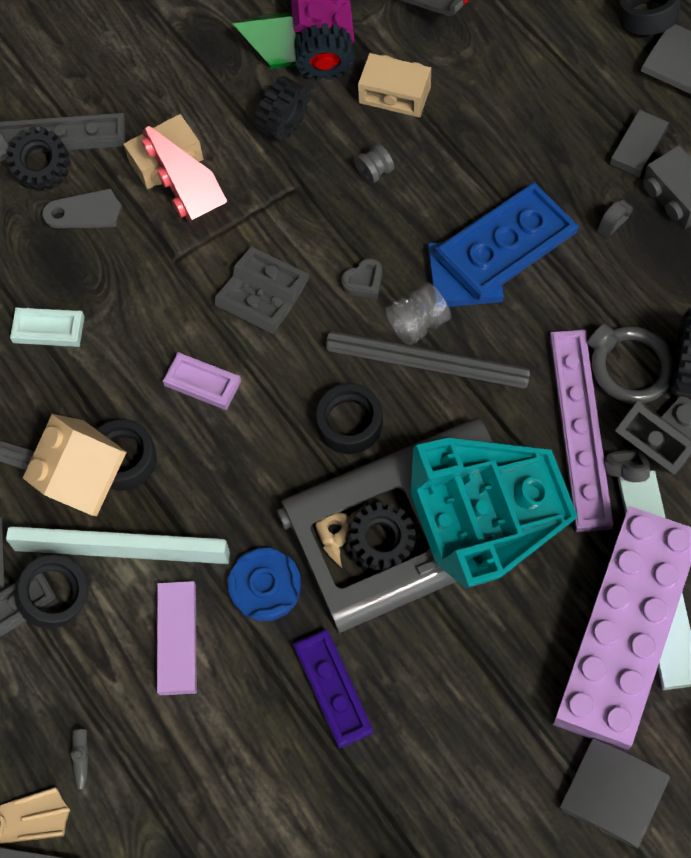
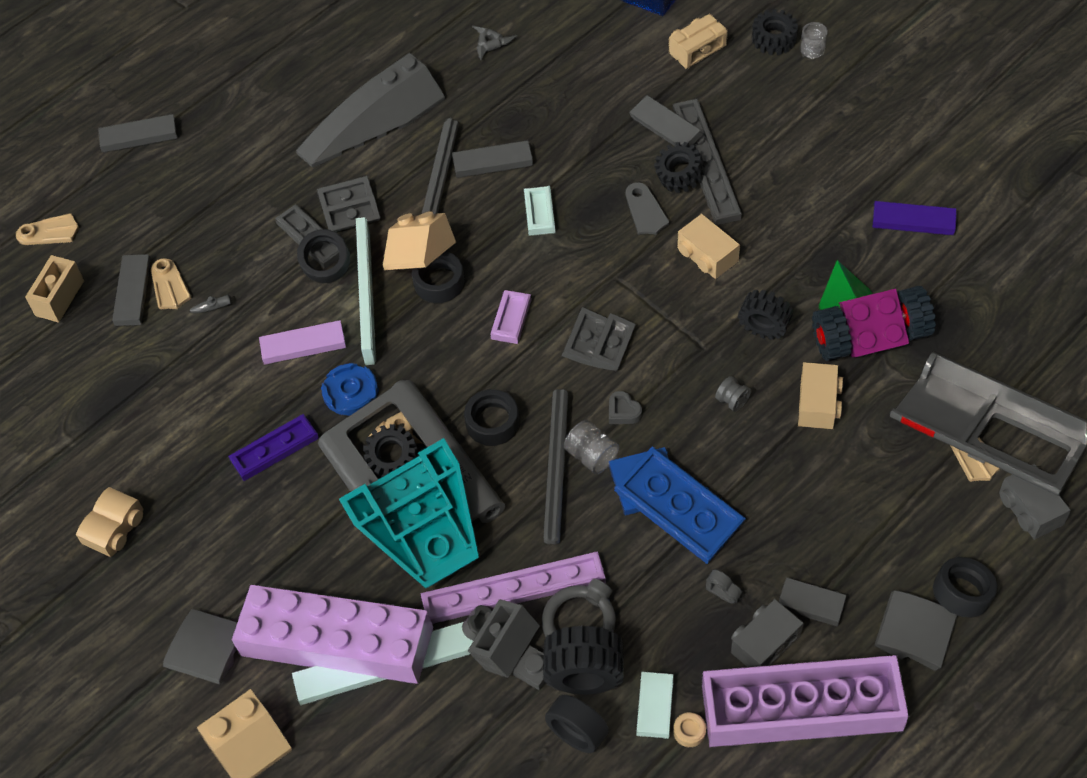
camera: 80 degrees right, 10 degrees down
(190, 181) = (679, 260): slope -> none

